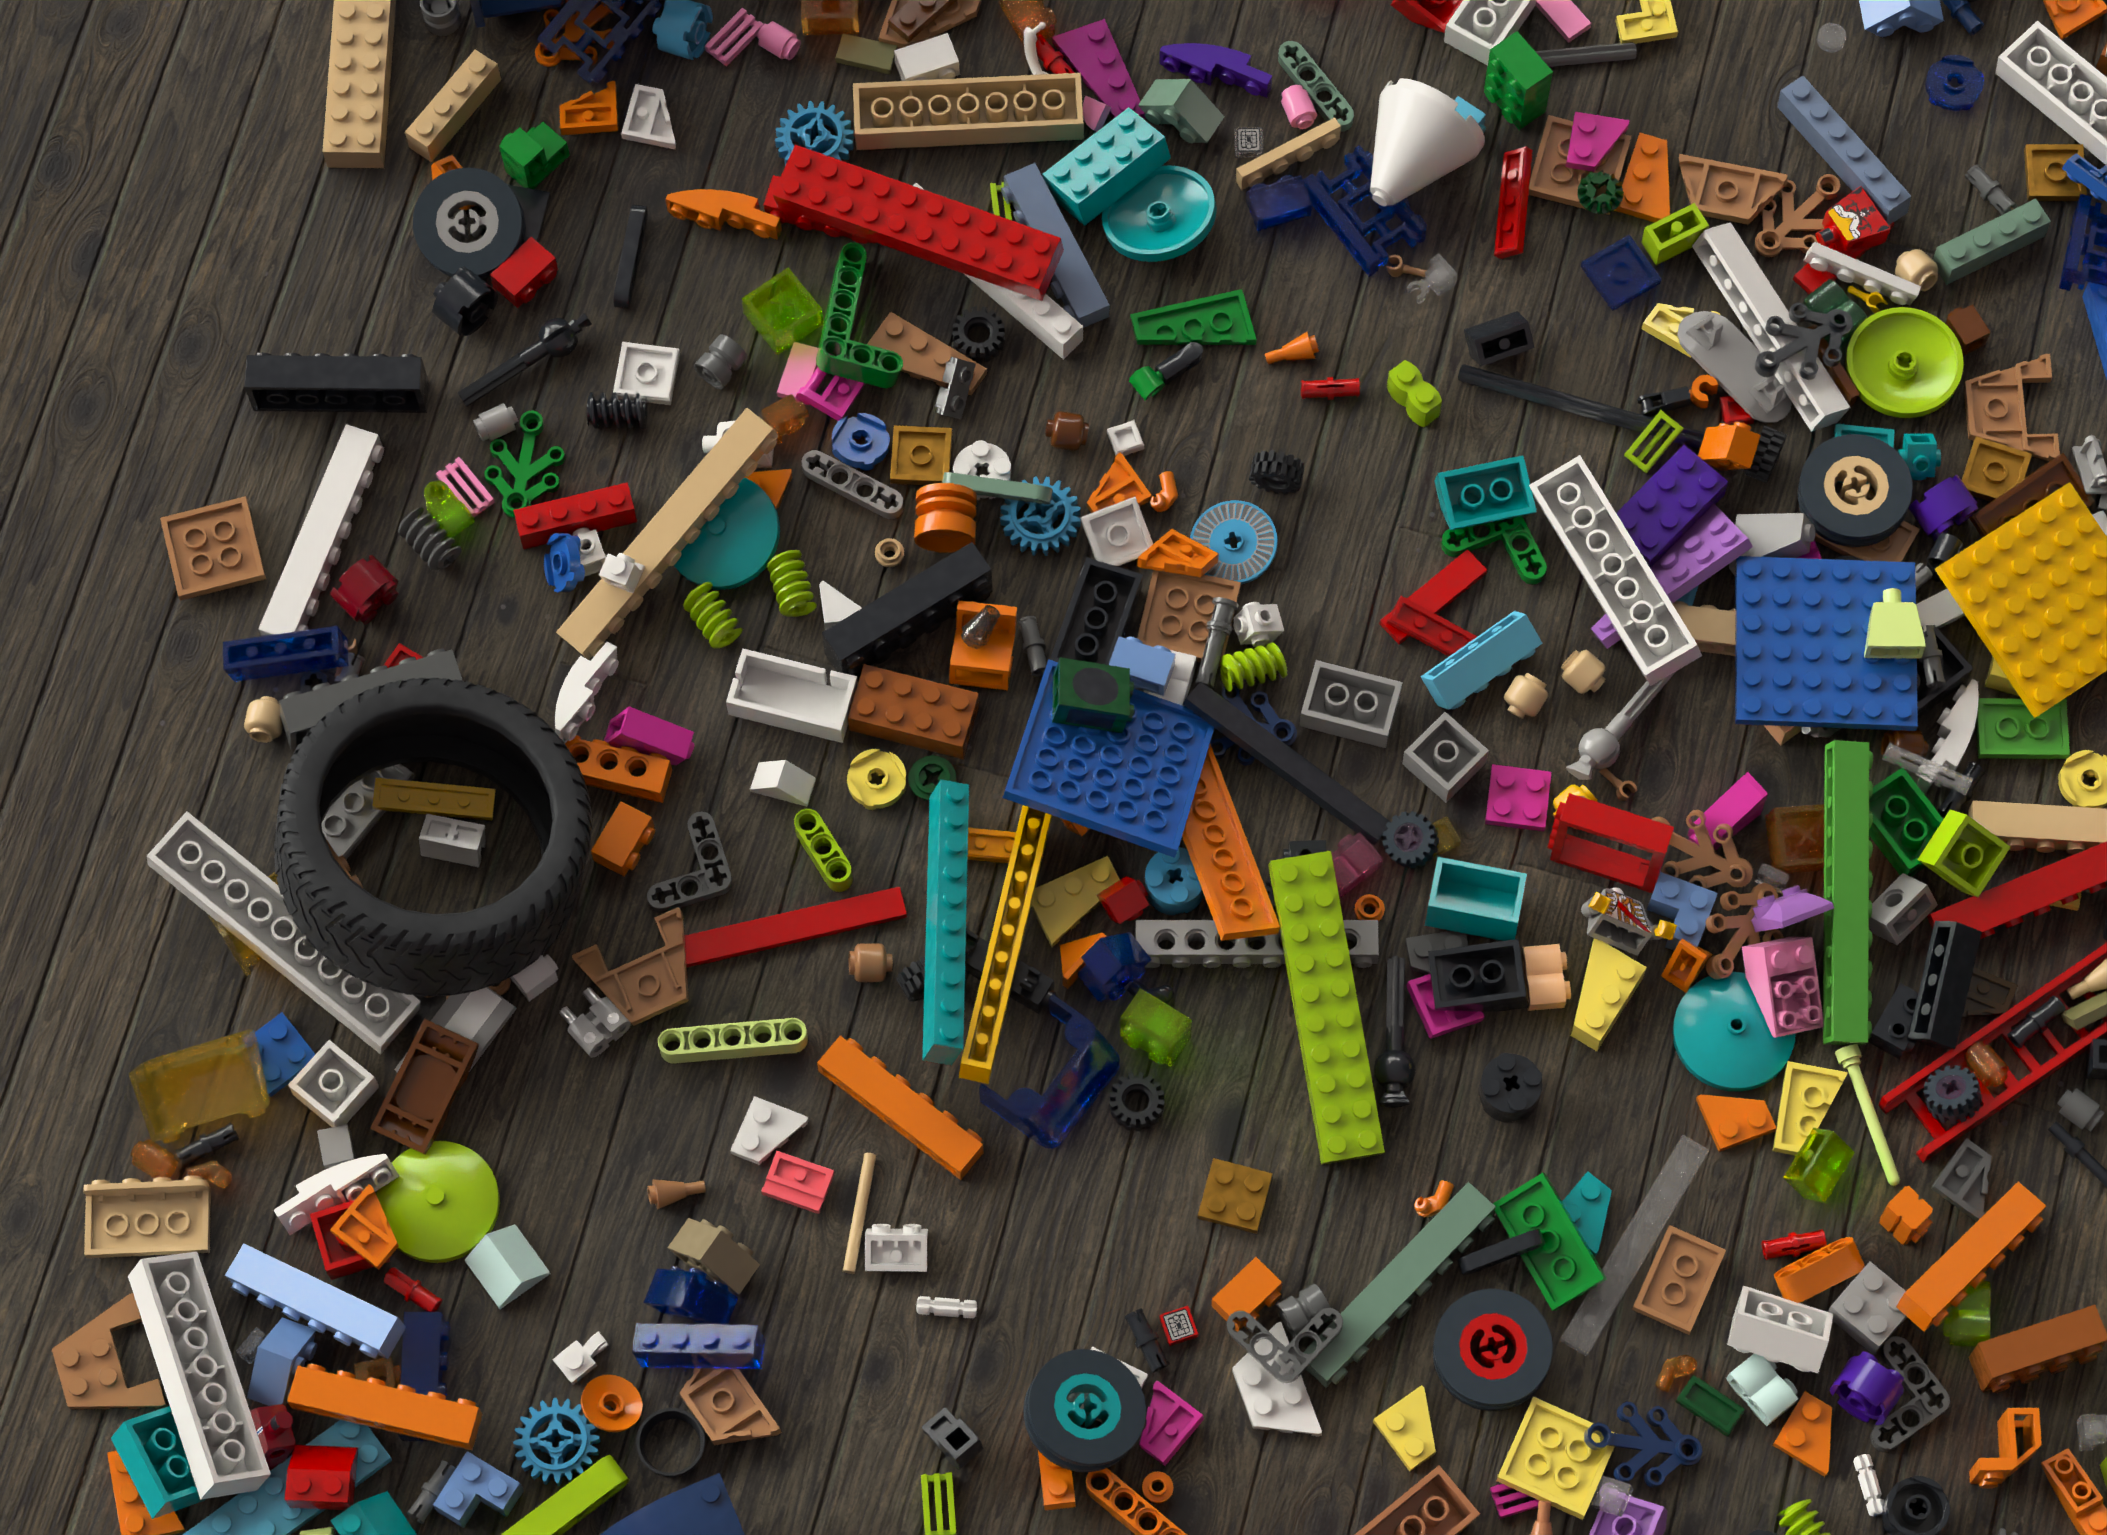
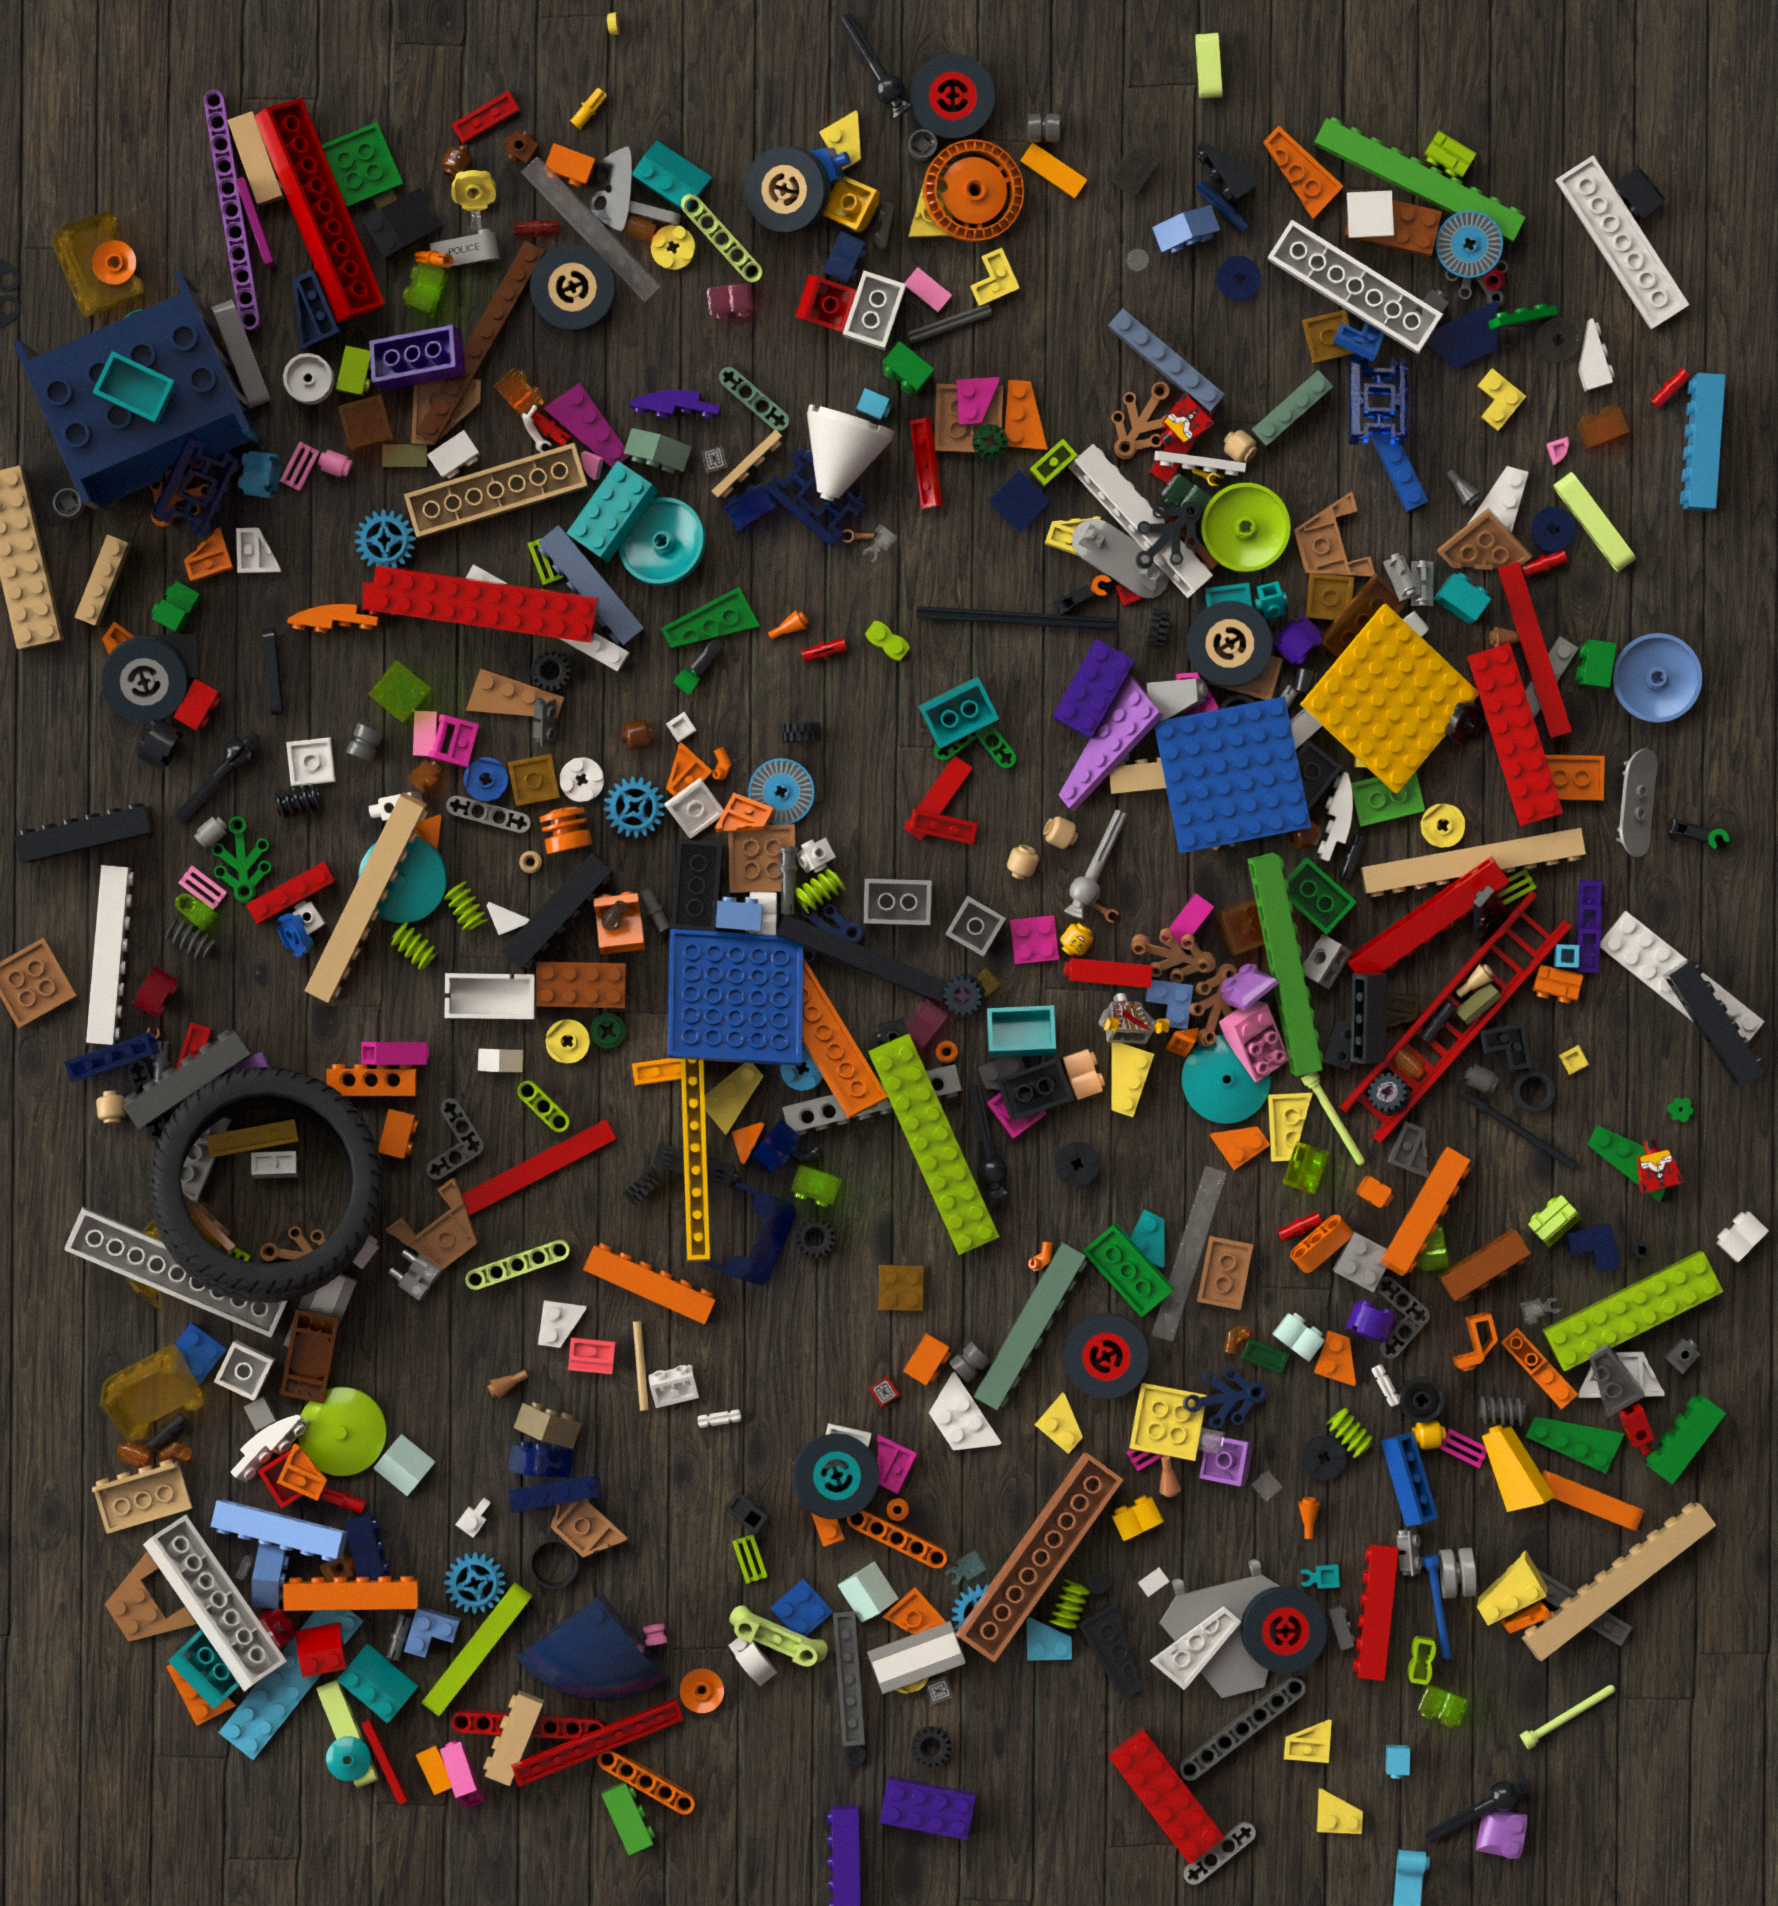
camera: 20 degrees left, 20 degrees up
(577, 693) = (334, 1042): white slope -> none
(613, 1392) = (510, 1537): orange dish -> none
(621, 572) = (342, 941): white brick -> none
(846, 351) = (449, 690): green beam -> none
(869, 962) = (599, 1183): medium nougat head -> none
(946, 923) = (648, 1149): teal brick -> none
(1001, 488) = (597, 799): sand green beam -> none
(1092, 695) = (710, 954): dark green brick -> none
(1124, 900) = (769, 1091): red brick -> none
(1146, 1340) = (864, 1408): black pin -> none
(1291, 1351) = (967, 1398): dark grey beam -> none
(1298, 107) = (745, 422): bright pink brick -> none
(1482, 660) = (984, 843): medium azure brick -> none
(1499, 338) = (940, 581): black brick -> none
(1501, 1252) = (1096, 1286): black beam -> none
(1615, 570) = (1067, 759): white brick -> none
(1638, 461) = (1081, 619): lime tile -> none
(1729, 189) = (1085, 412): medium nougat wing -> none
(1729, 446) = (1129, 632): orange brick -> none
(1773, 877) = (1230, 958): clear tile -> none
(1780, 1330) = (1302, 1296): white brick -> none
(1894, 629) = (1279, 759): yellowish green torso -> none
(1932, 659) = (1310, 769): dark grey pin -> none
(1961, 784) = (1325, 853): clear pin -> none
(1964, 853) = (1363, 917): lime brick -> none
(1968, 328) = (1286, 485): reddish brown brick -> none
(1990, 189) = (1283, 363): dark grey pin -> none

